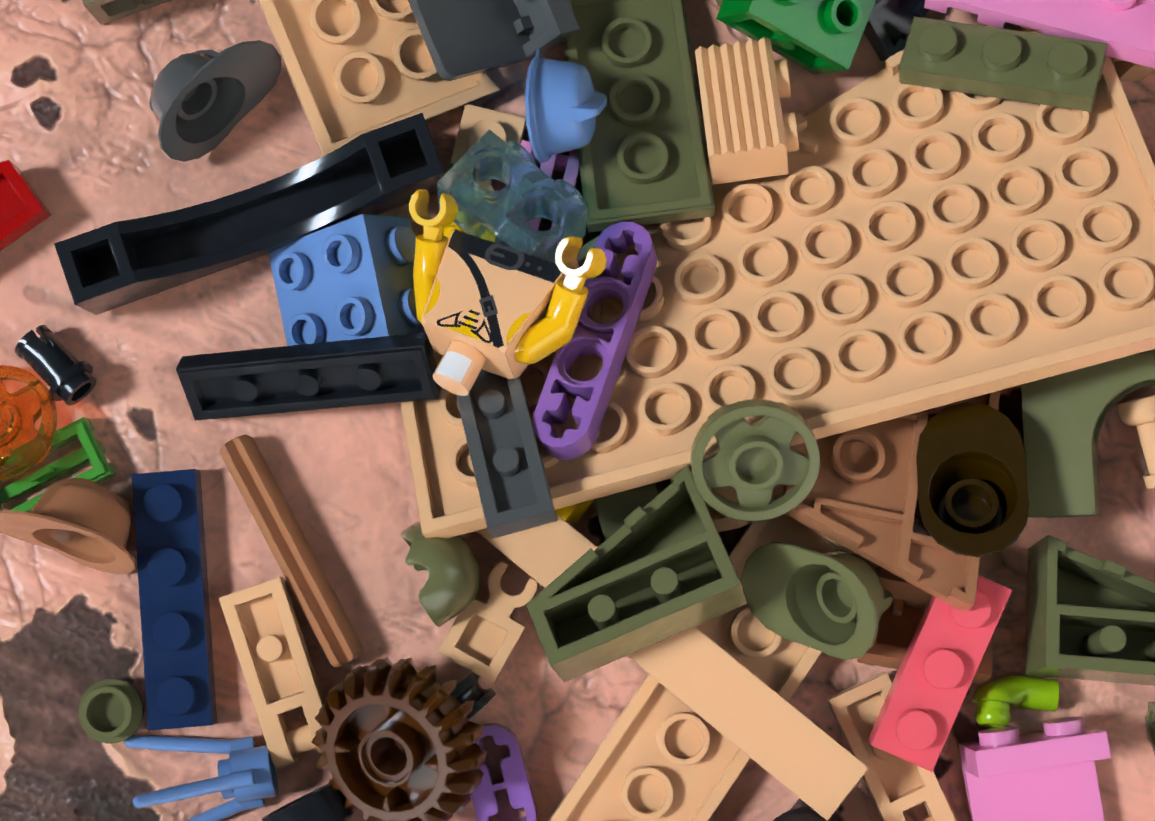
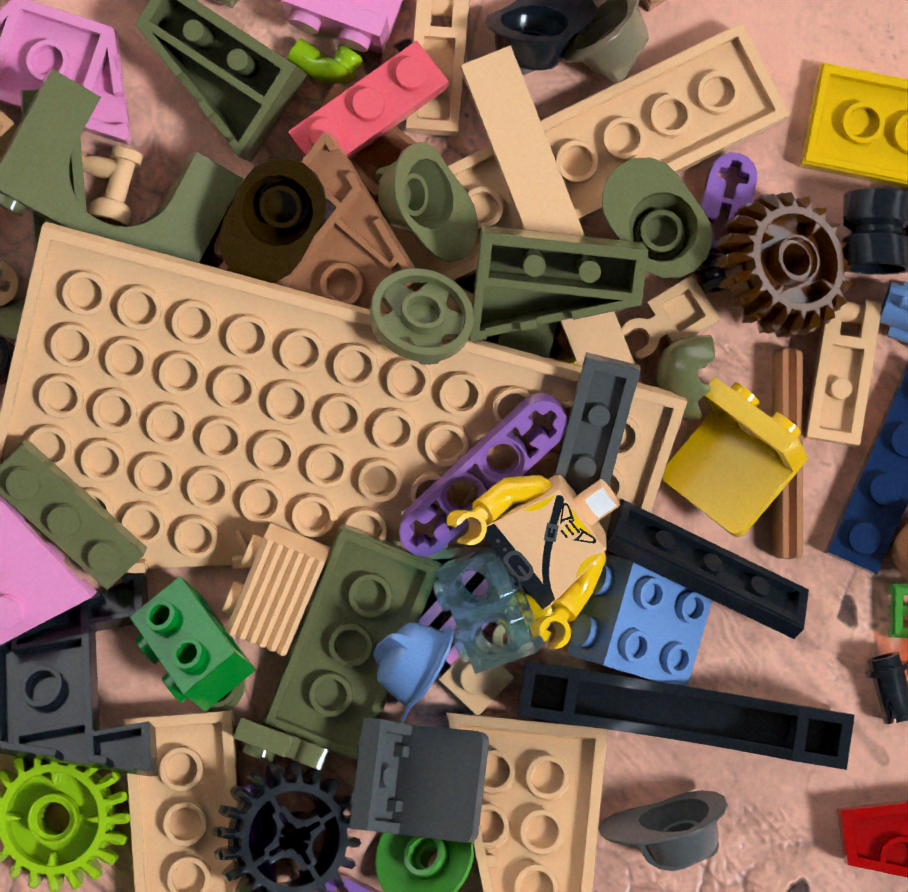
camera: 150 degrees left, 0 degrees up
(341, 506) = (736, 459): none -> yellow bracket
(570, 729) = (654, 206): none -> olive piece

